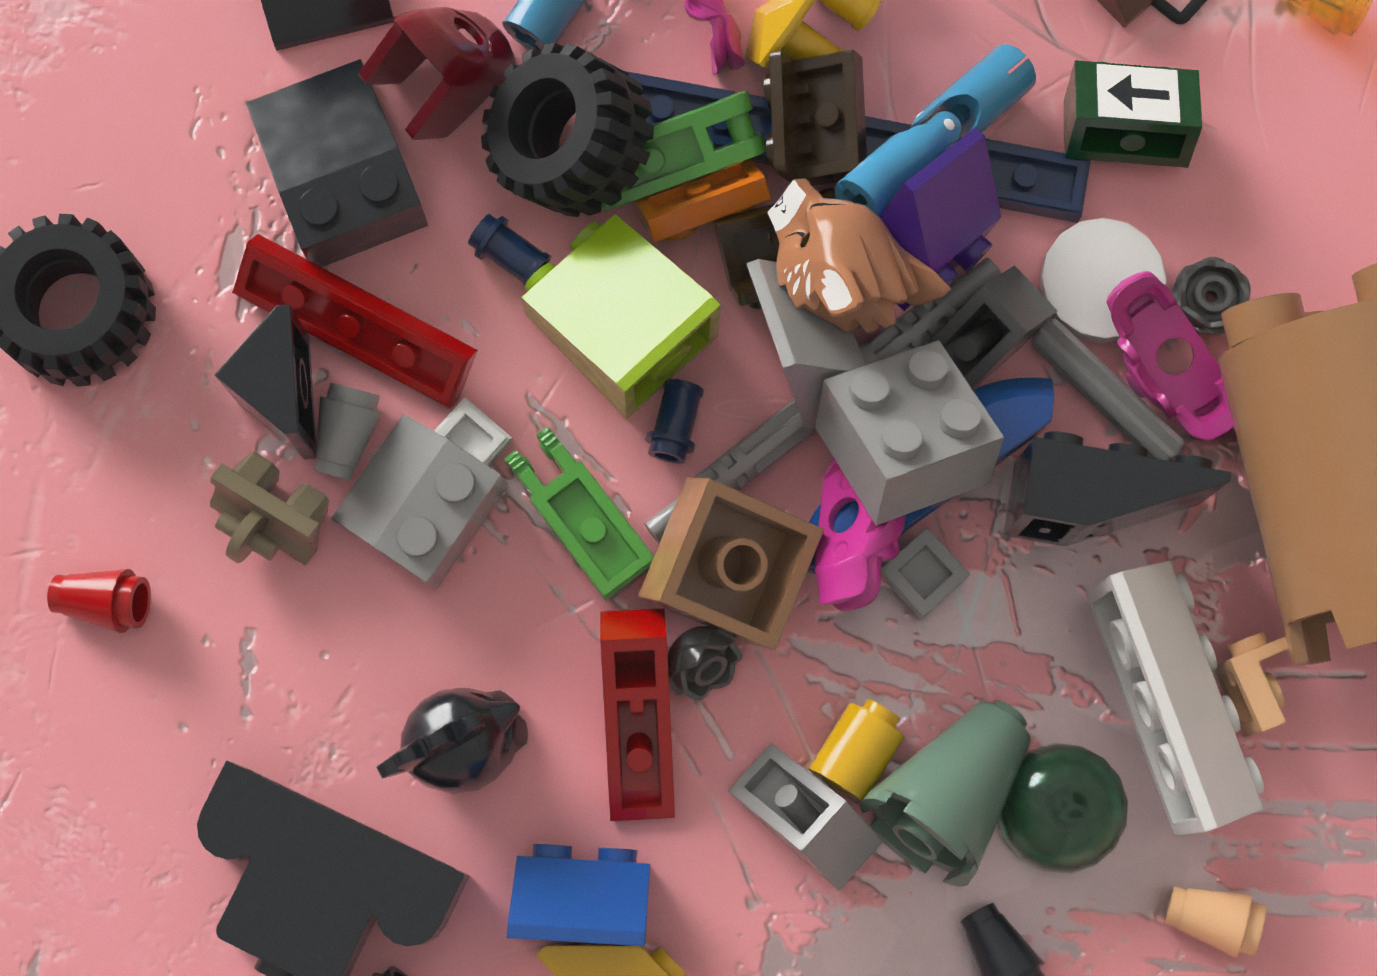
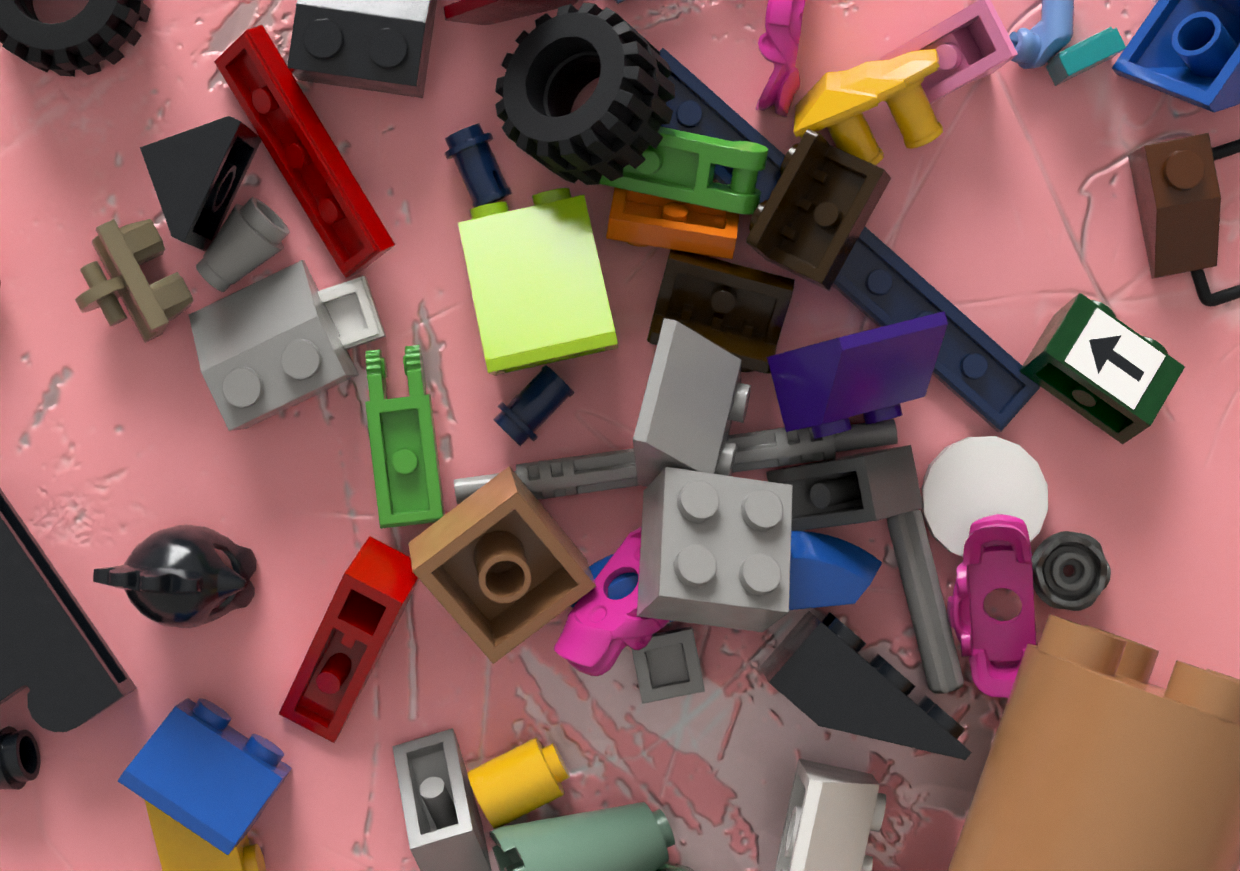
camera: 35 degrees right, 10 degrees up
(702, 661) = (426, 629): dark grey plate -> none
(848, 262) = (756, 374): nougat piece -> none
(968, 103) = (875, 300): dark azure piece -> none

